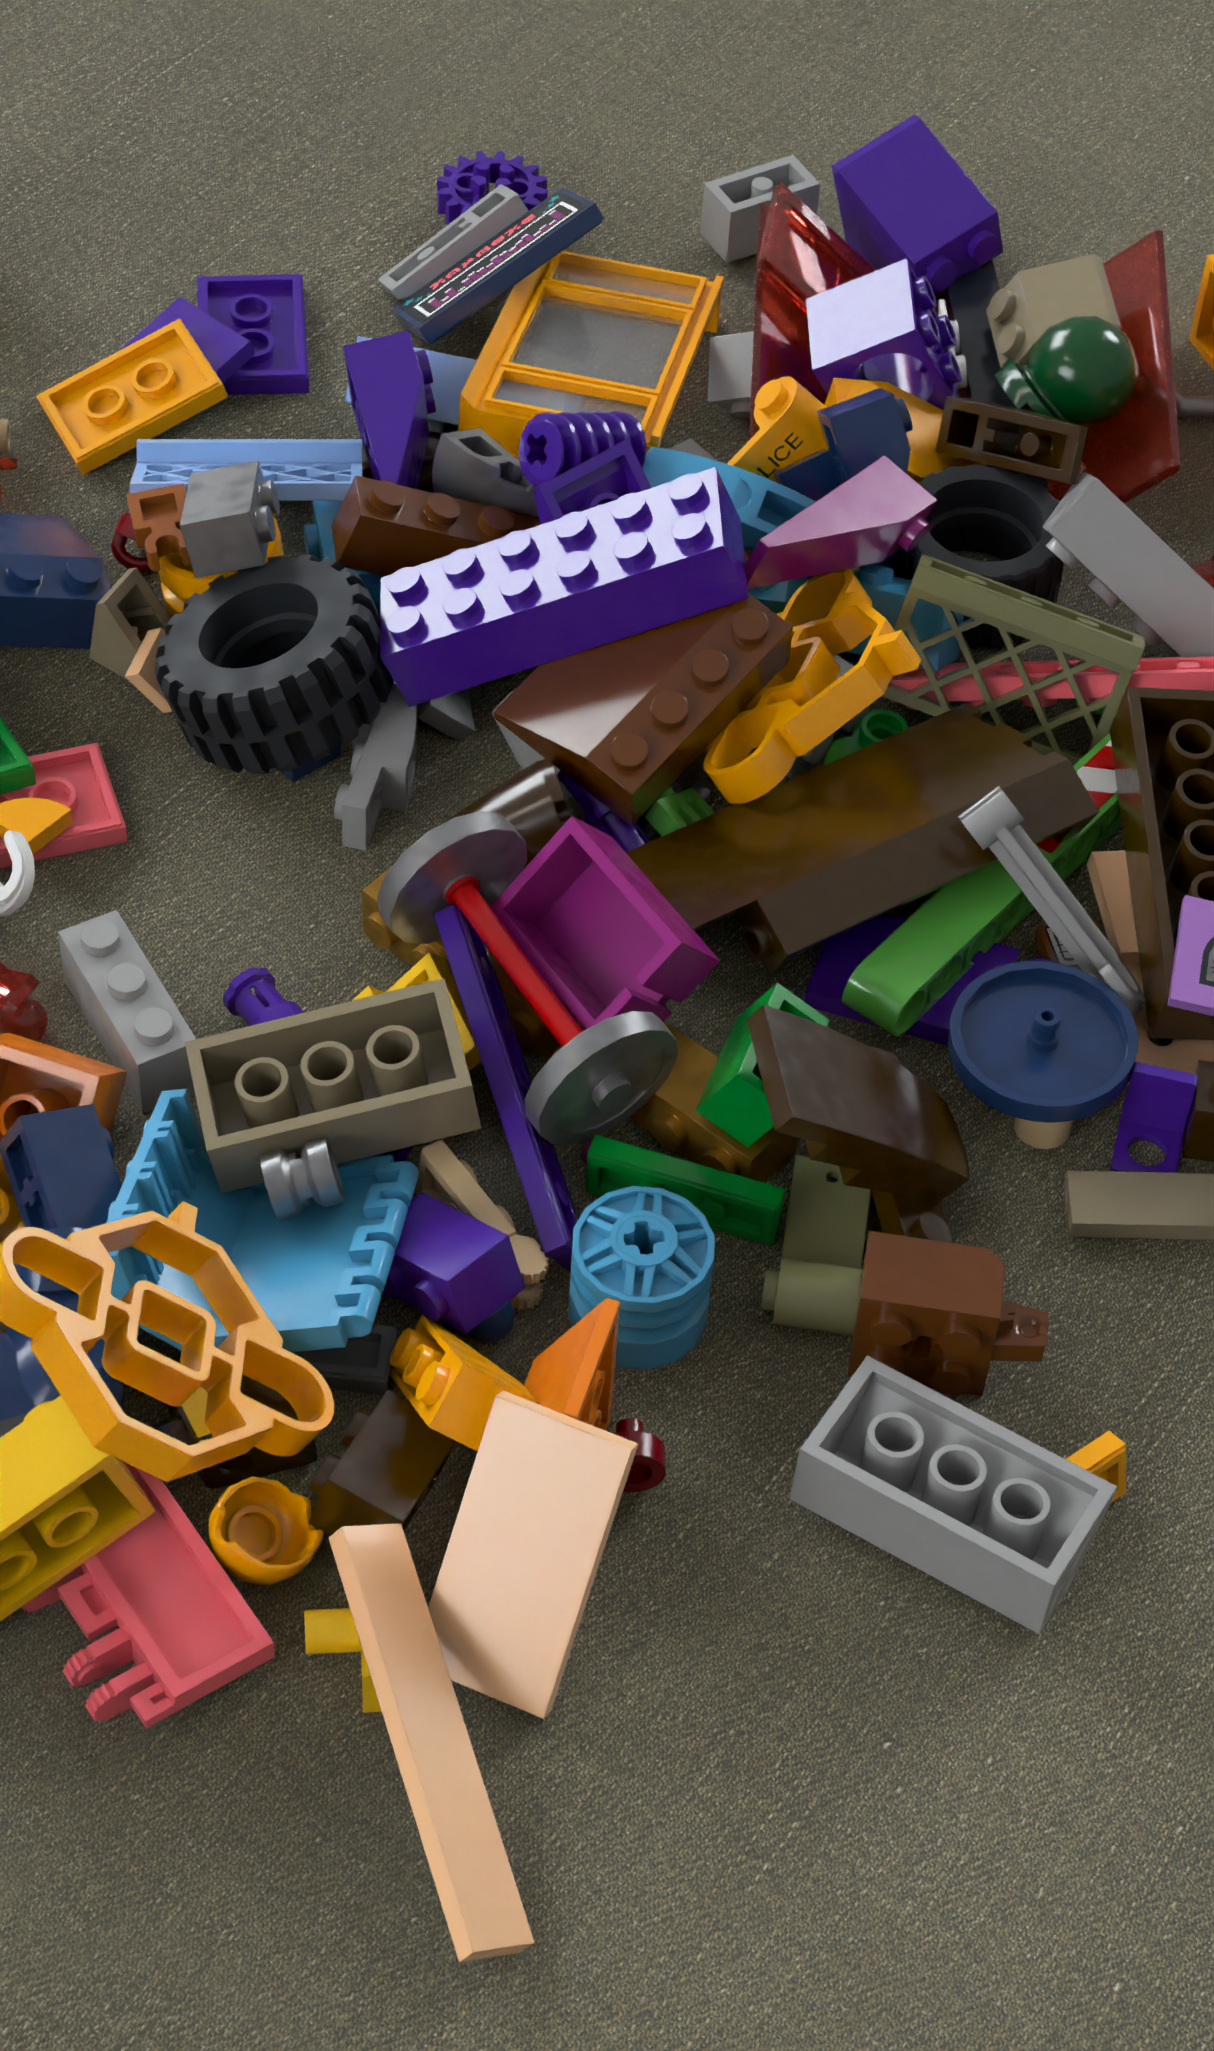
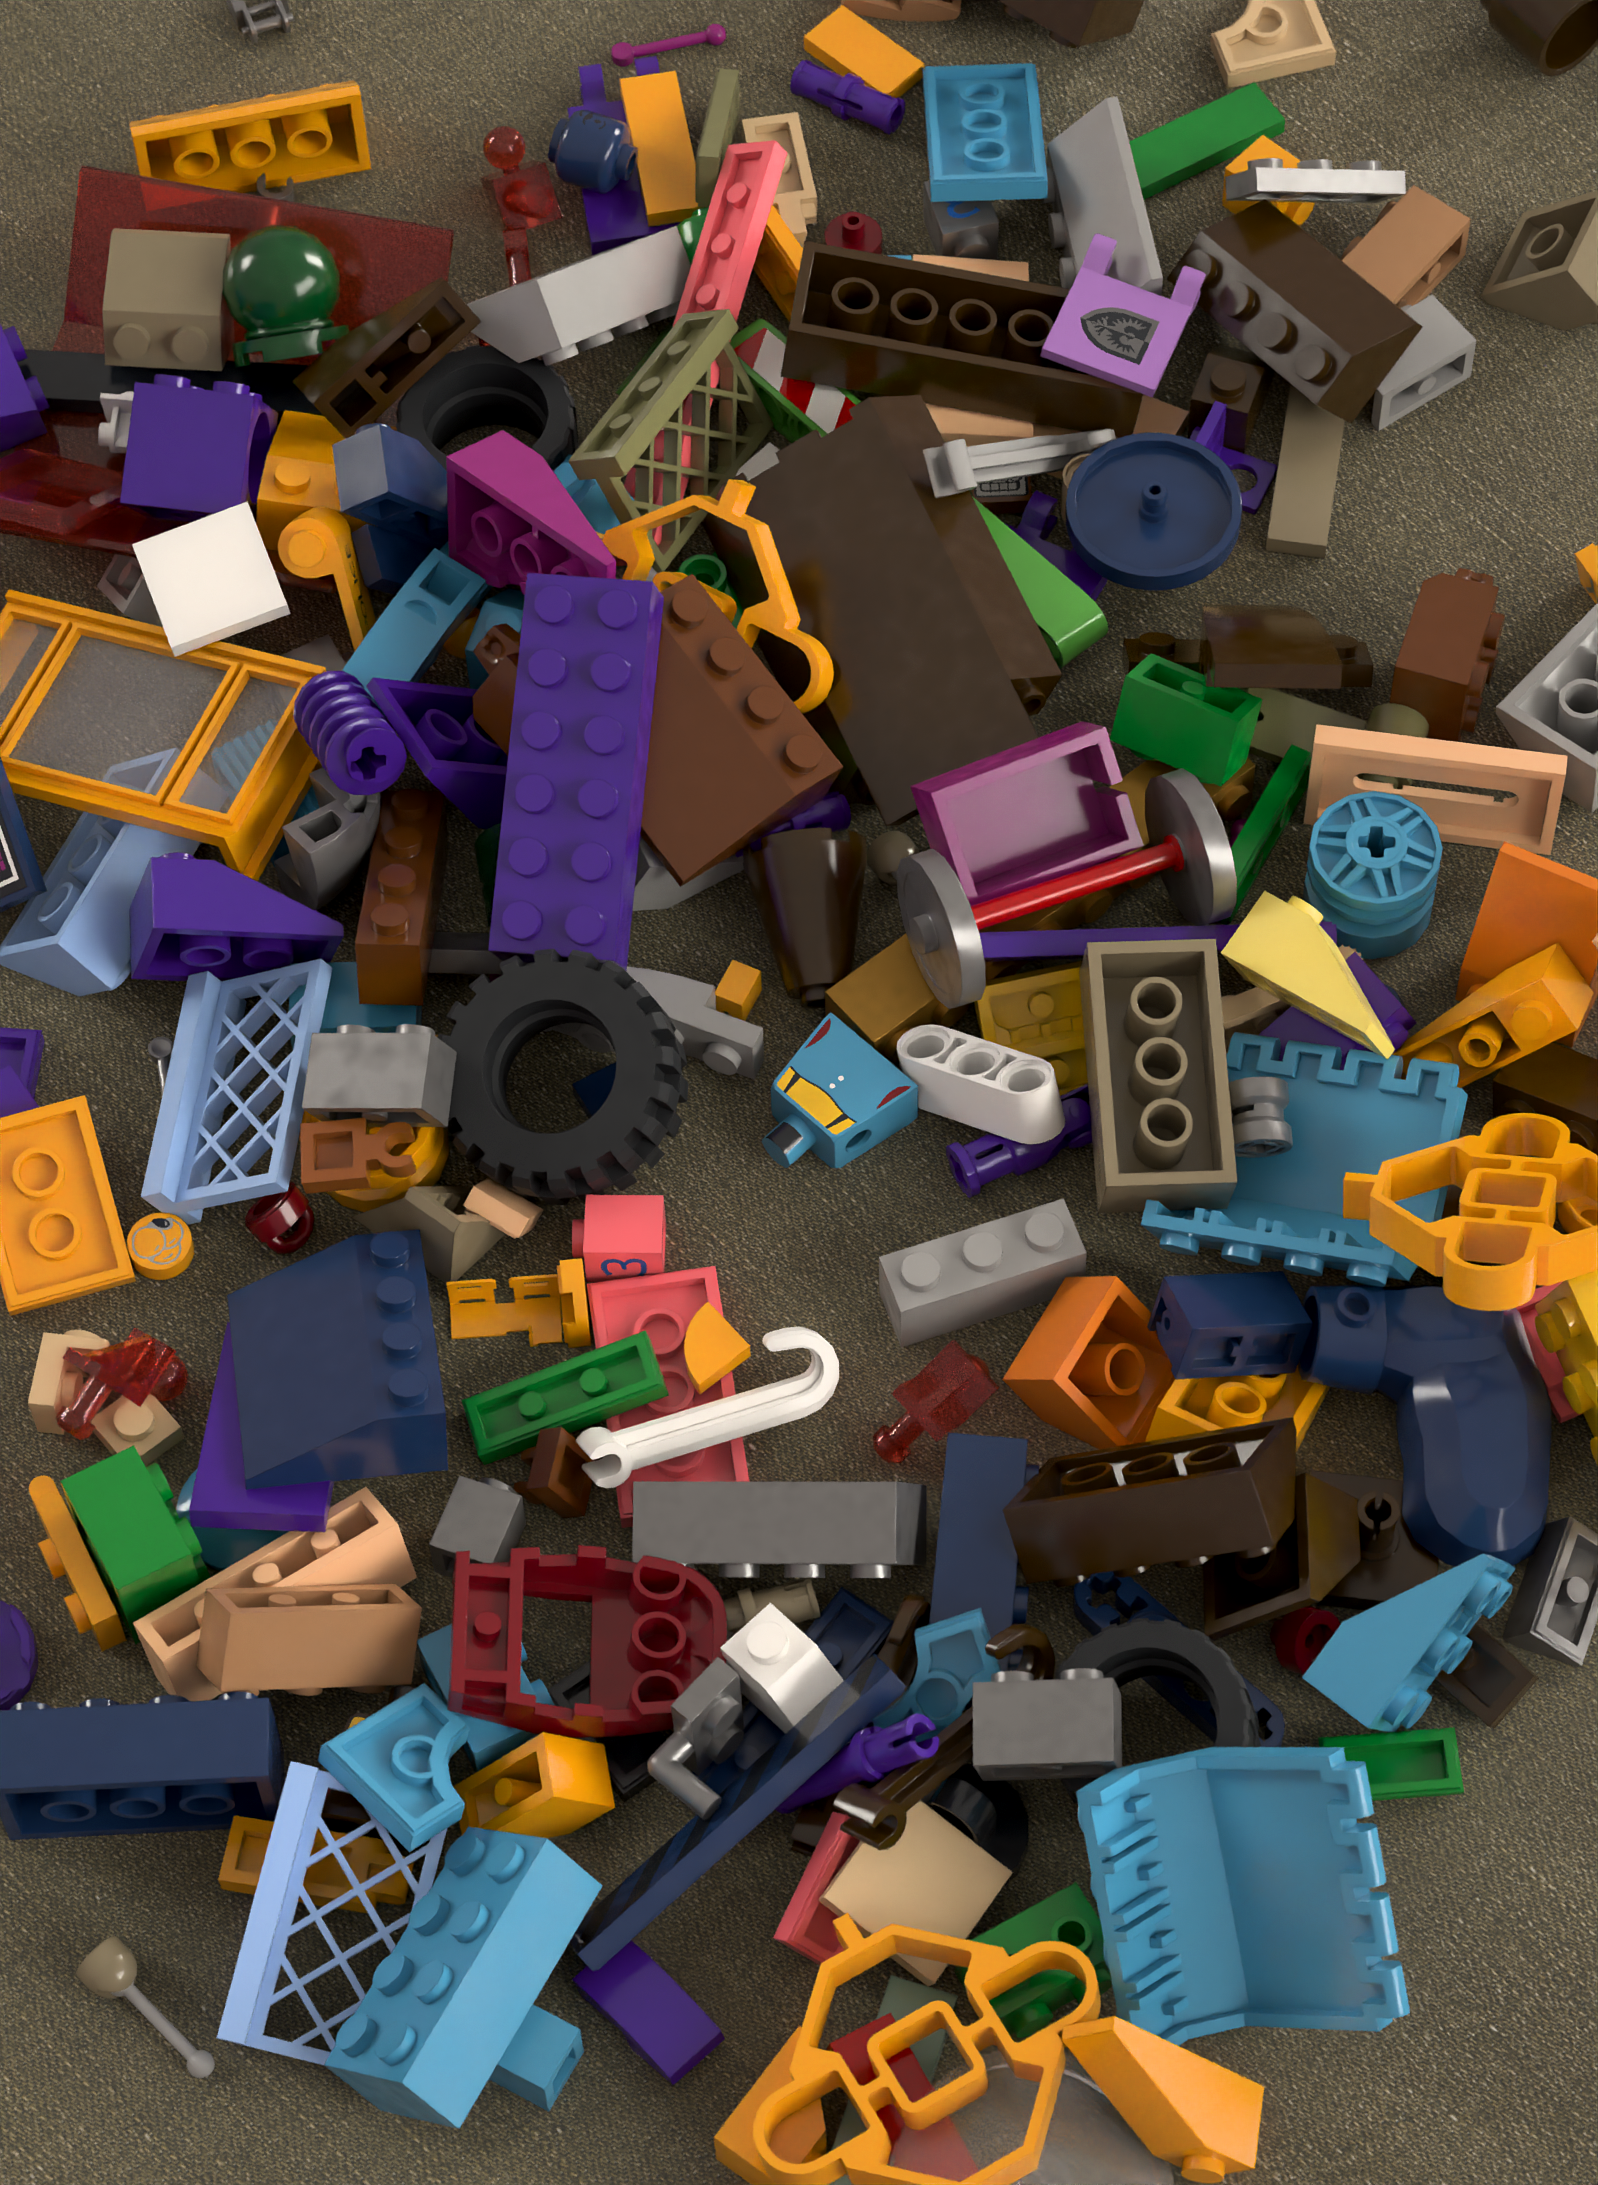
camera: 75 degrees left, 10 degrees up
(66, 697) = (489, 1319): none -> light orange piece
(80, 728) = (574, 1303): none -> light orange tile
(108, 477) = (160, 1246): none -> light orange tile
(142, 757) = (621, 1236): none -> coral brick
(310, 887) = (837, 1098): none -> dark azure torso
(328, 964) = (982, 1083): none -> white beam
(424, 810) = (738, 990): none -> light orange piece
(464, 1191) = (1297, 962): none -> light yellow slope
(733, 355) = (211, 579): none -> white tile
(756, 1321) = (1460, 817): none -> light nougat piece

